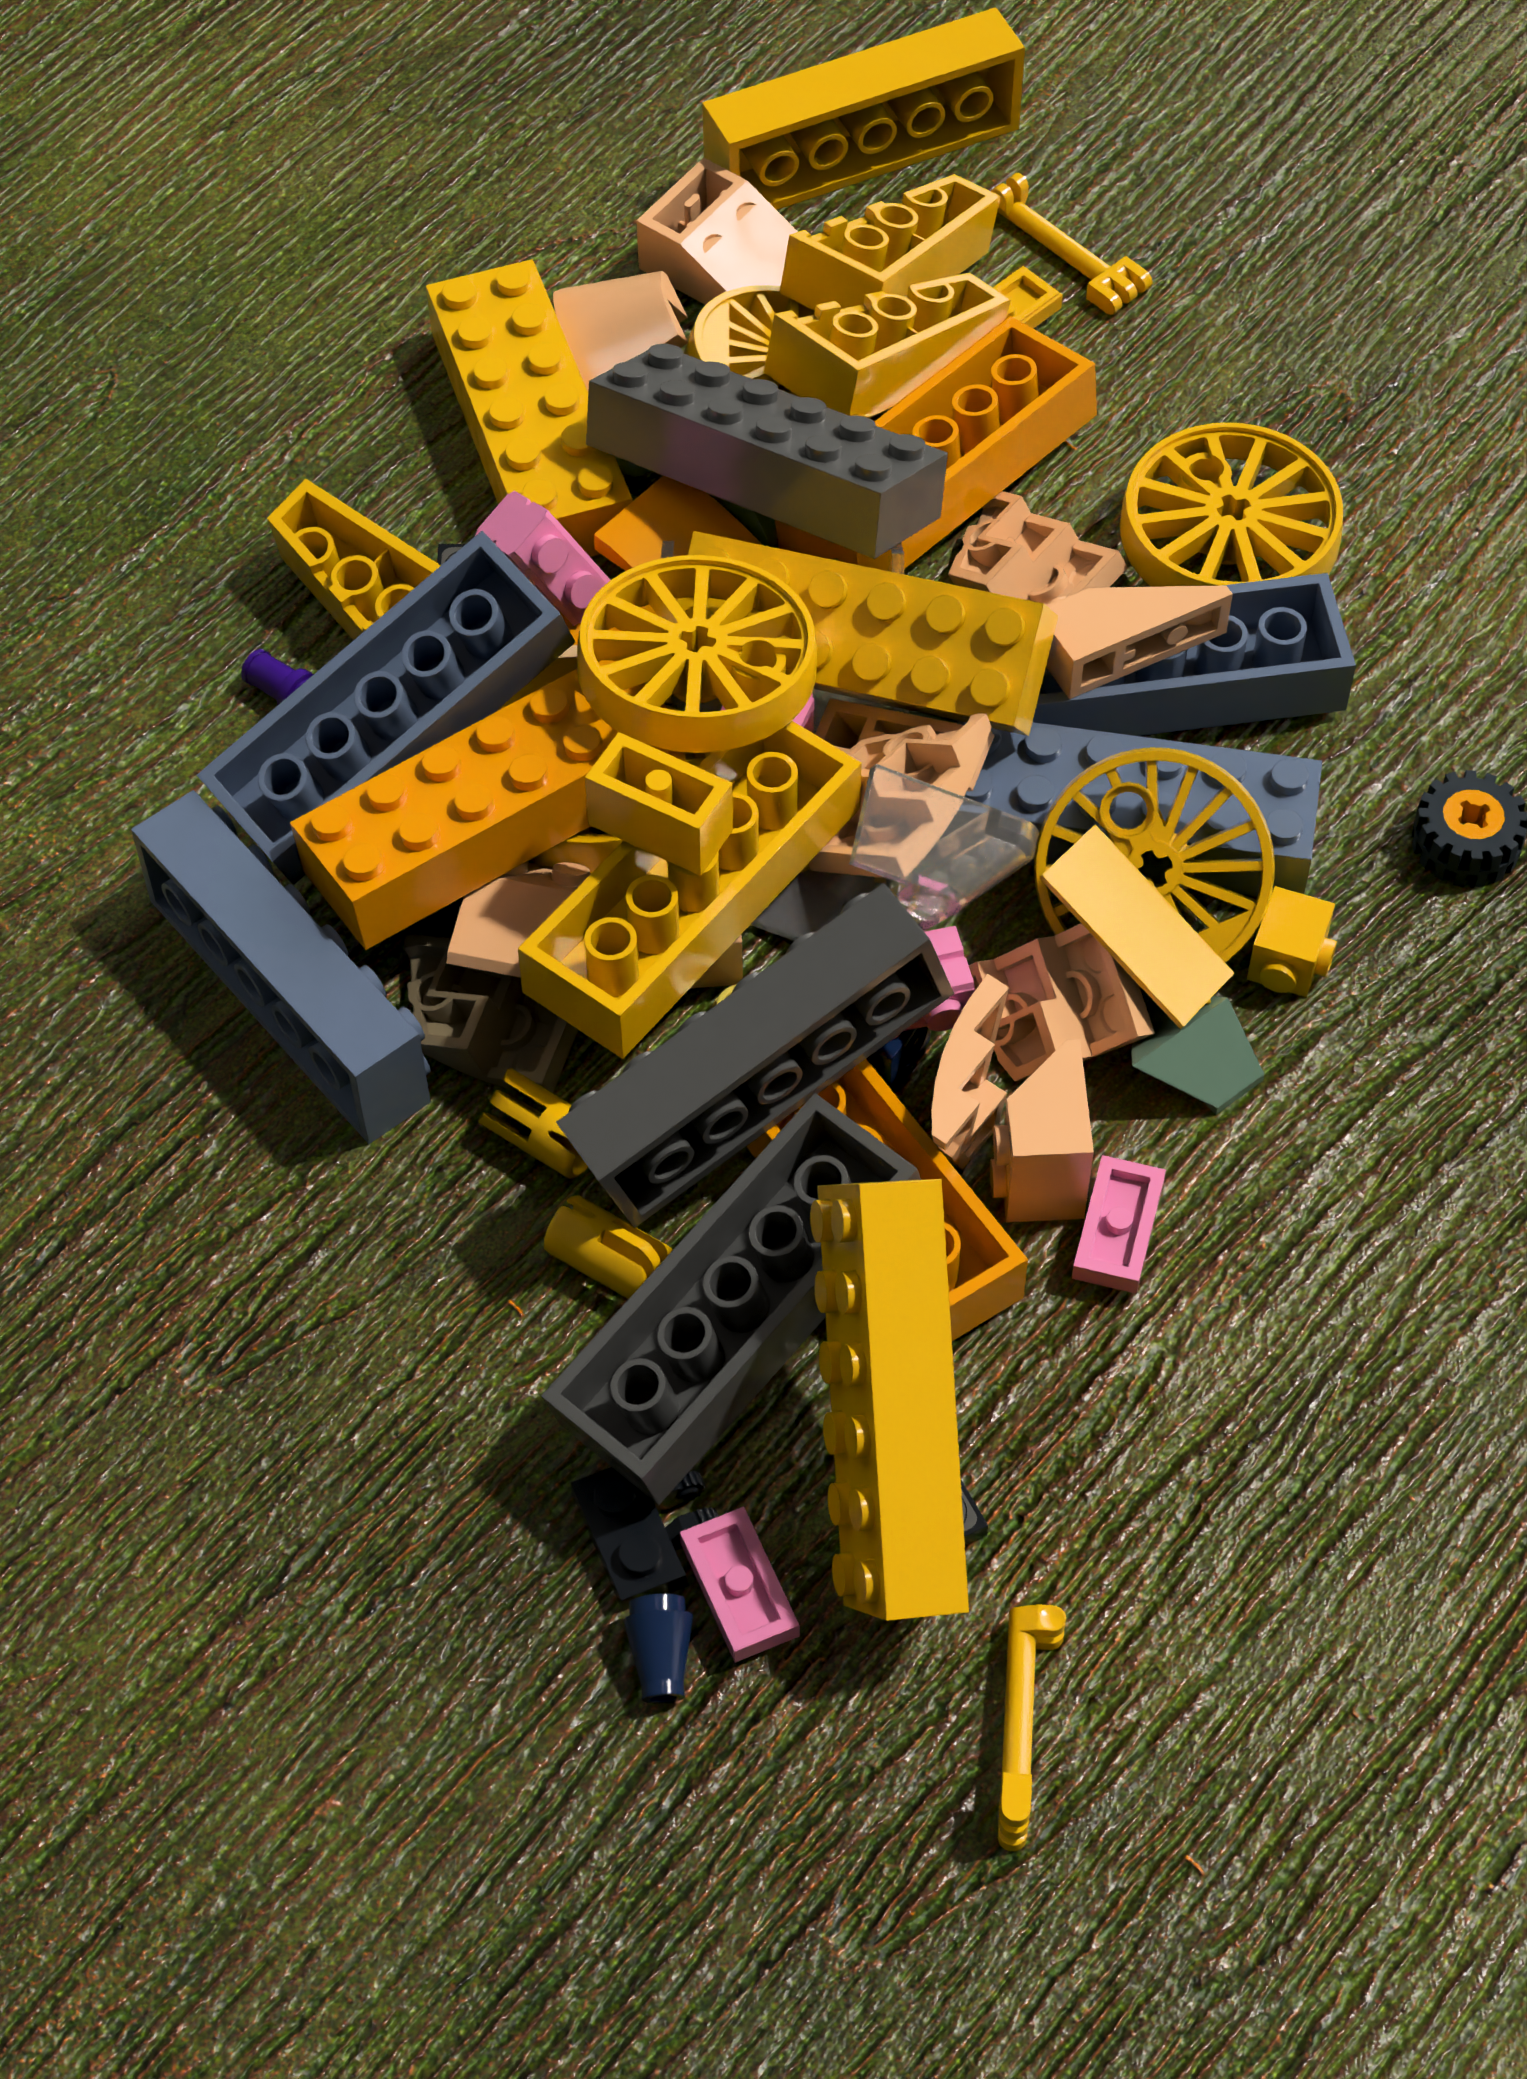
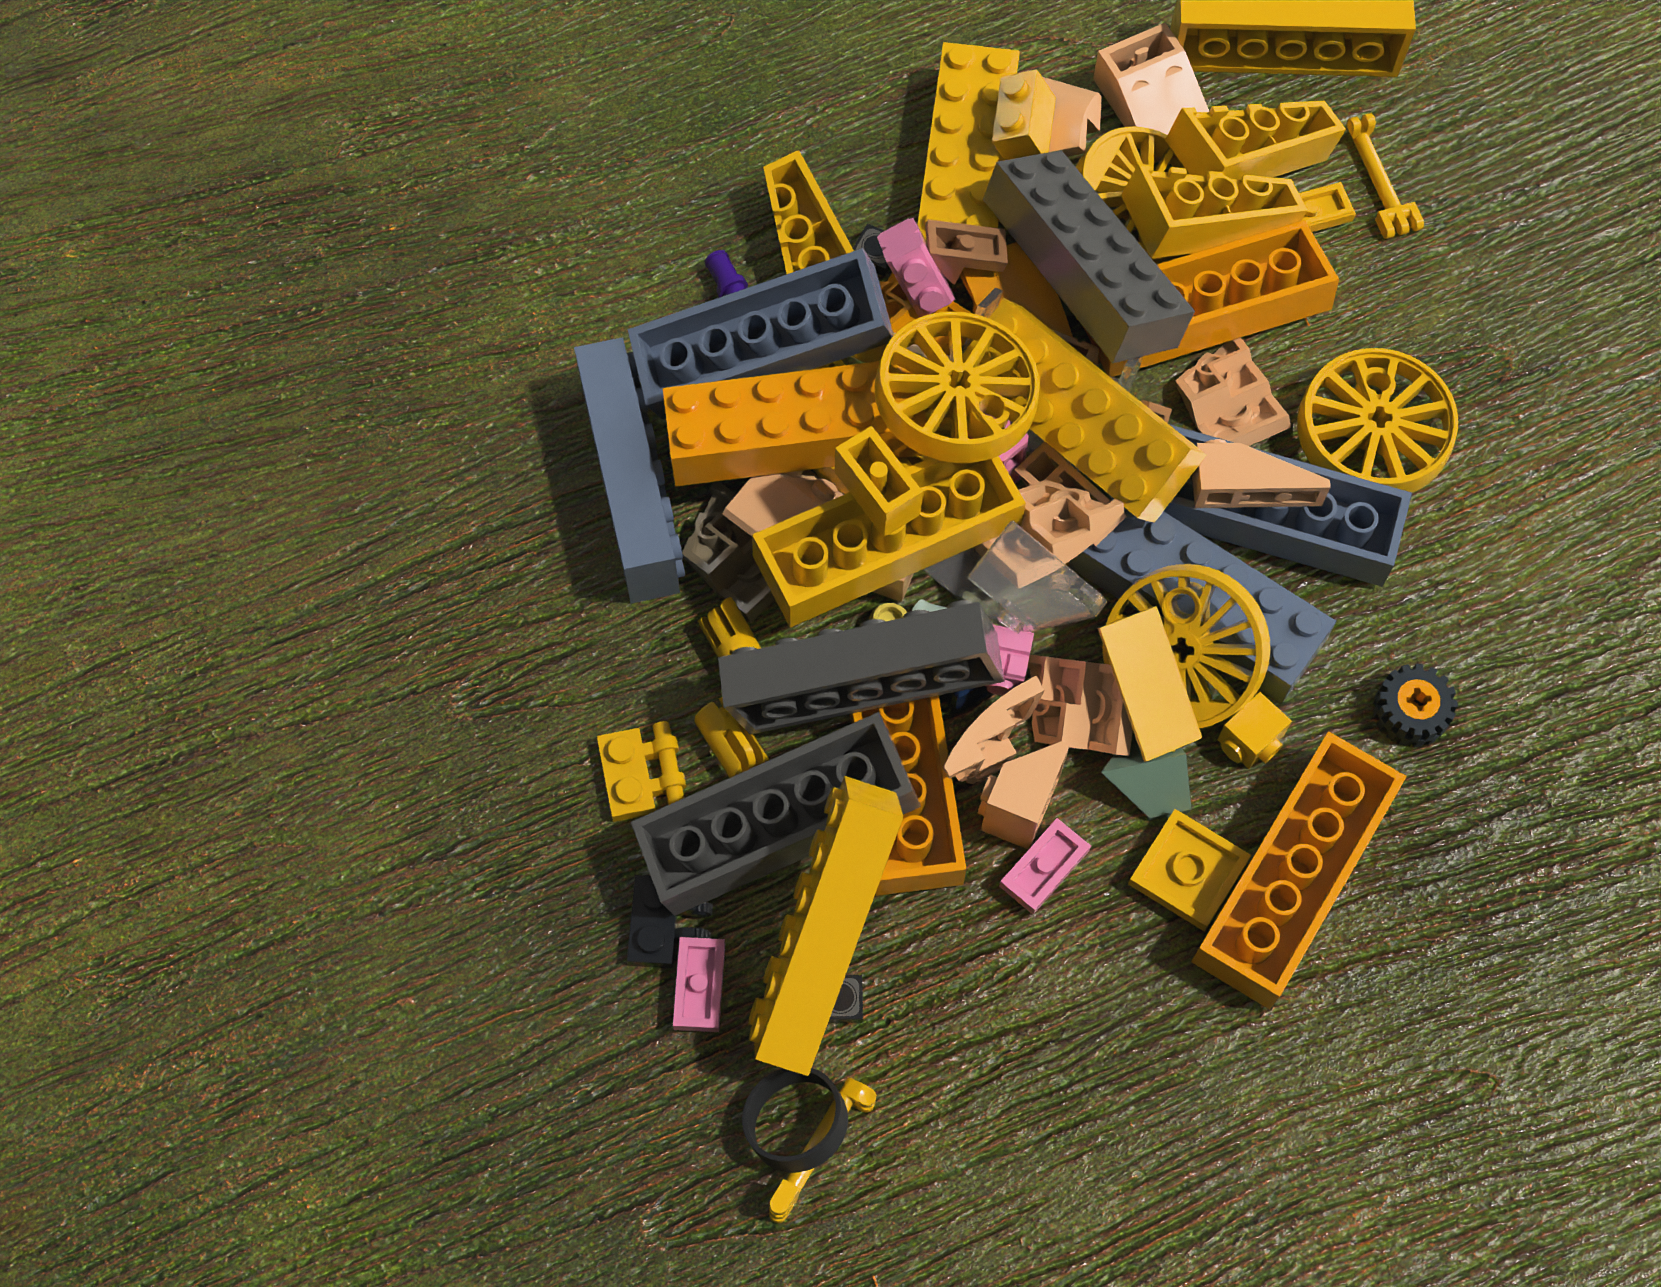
camera: 25 degrees right, 10 degrees up
(487, 1361) = (627, 773): none -> yellow plate
(583, 322) = (1023, 115): none -> yellow brick
(600, 504) = (965, 246): none -> medium nougat slope
(659, 1643) = (634, 999): dark blue cone -> none
(928, 1647) = (812, 1157): none -> black tyre
(1307, 1146) = (1189, 869): none -> yellow plate
(1447, 1083) = (1299, 870): none -> light orange brick

